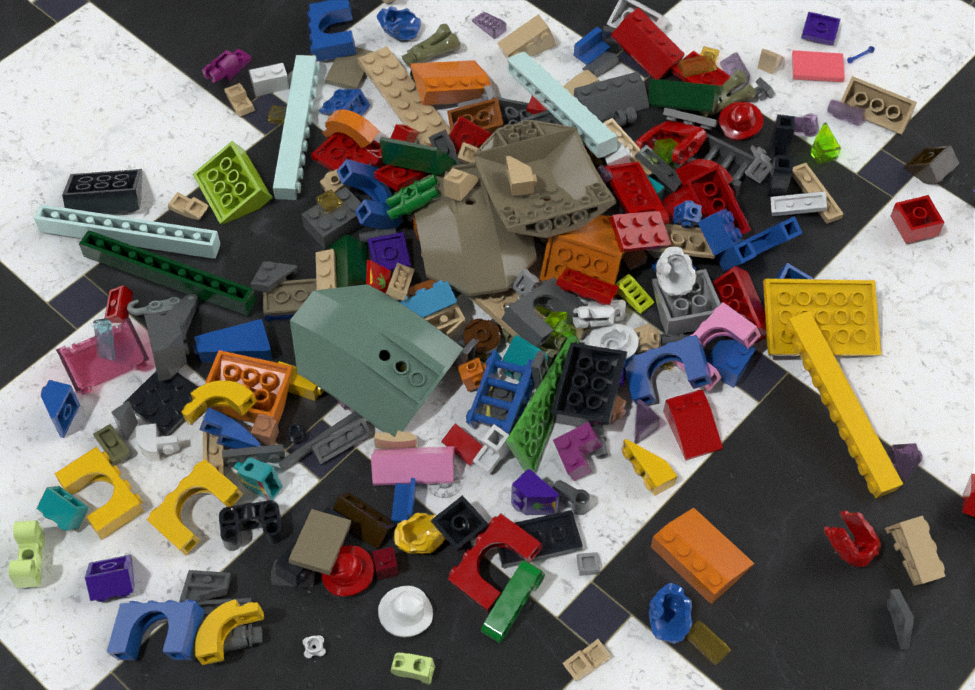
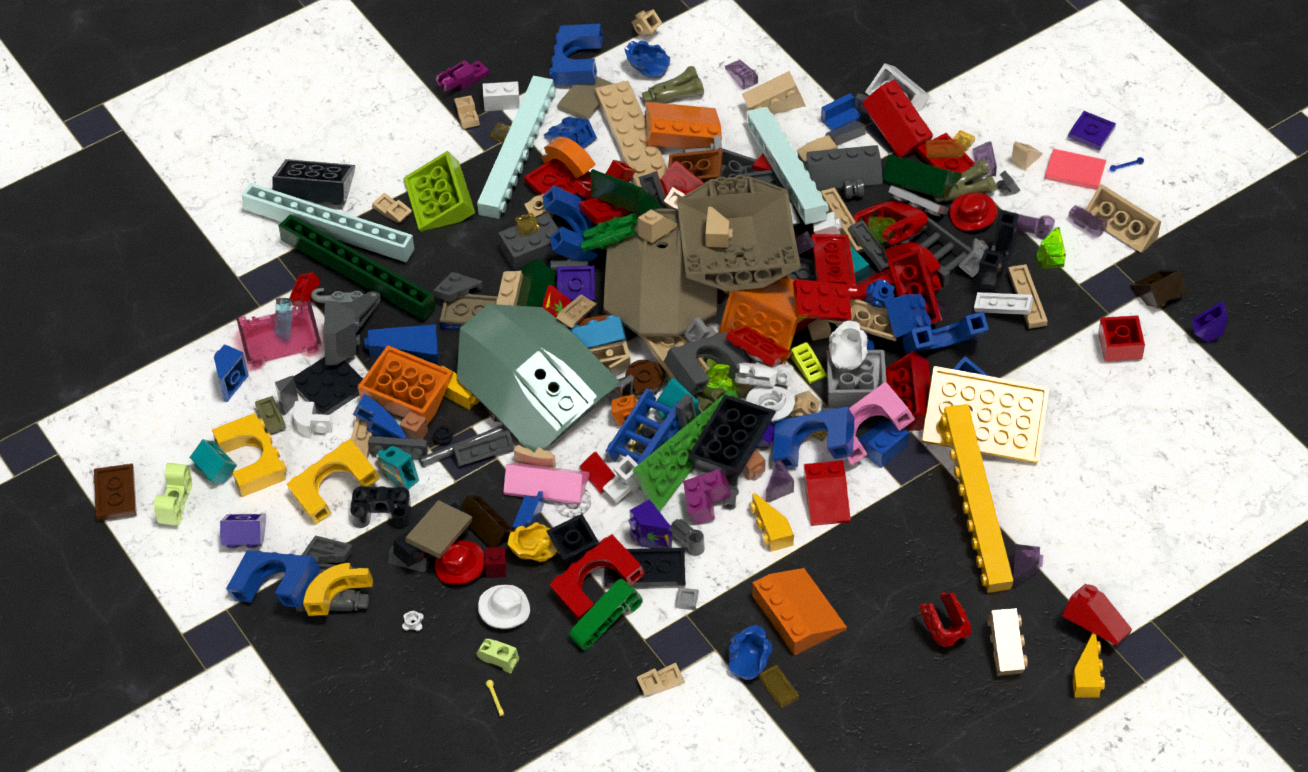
camera: 15 degrees right, 5 degrees down
(218, 394) = (375, 383): yellow arch -> none
(901, 618) = (968, 698): dark grey wing -> none

